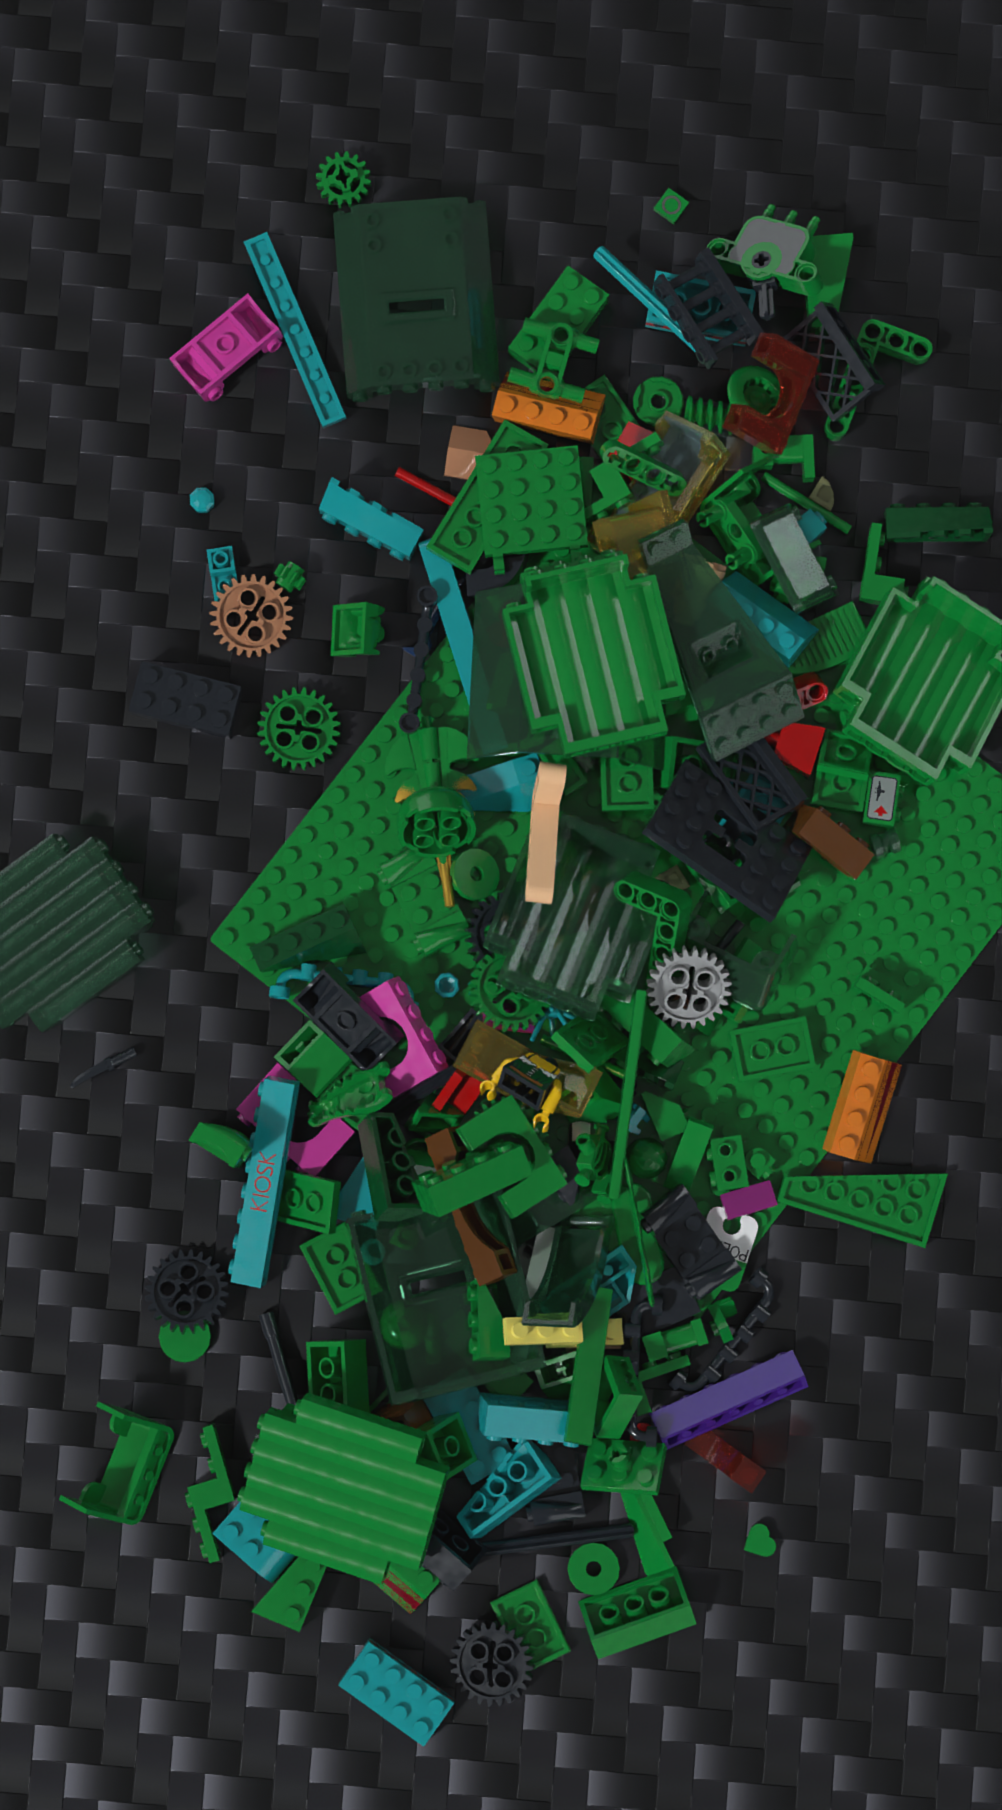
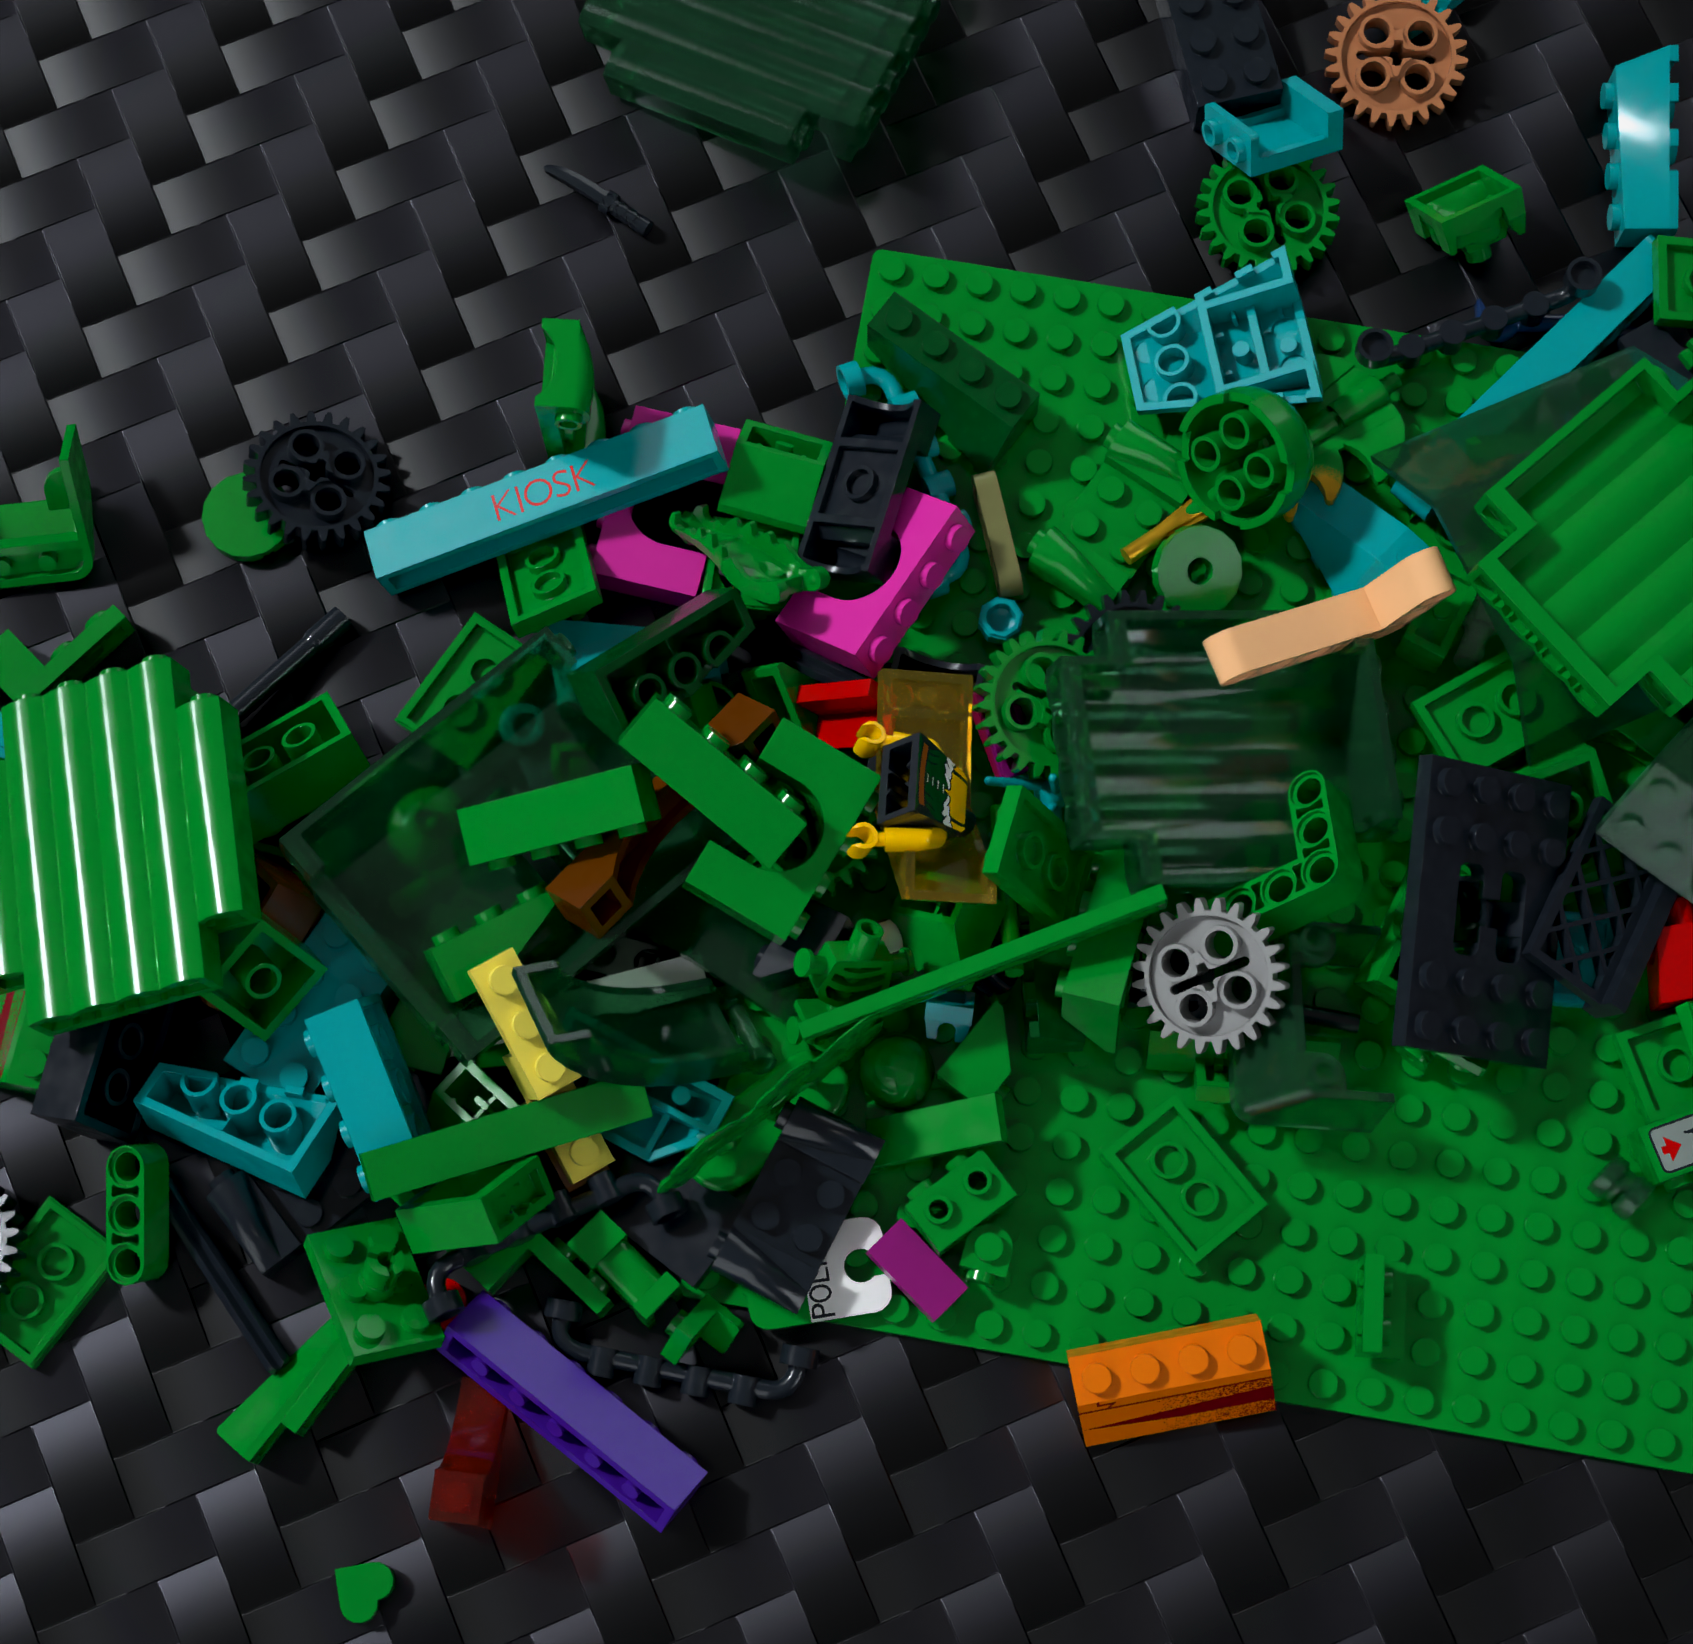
camera: 60 degrees right, 10 degrees down
(262, 703) = (1279, 136): none -> teal panel
(289, 576) = (1487, 83): green gear -> none
(367, 793) = (1224, 339): none -> teal wedge
(401, 963) = (997, 534): none -> olive beam
(447, 1261) = (559, 814): none -> green brick
(518, 1553) = (123, 1231): none -> green beam
(593, 1584) = (157, 1331): green tile -> none
(637, 1612) = (144, 1443): green slope -> none
(674, 877) = (1374, 882): olive tile -> none
(830, 840) = (1575, 1095): reddish brown wedge -> none
(885, 1204) = (1029, 1501): green wing -> none

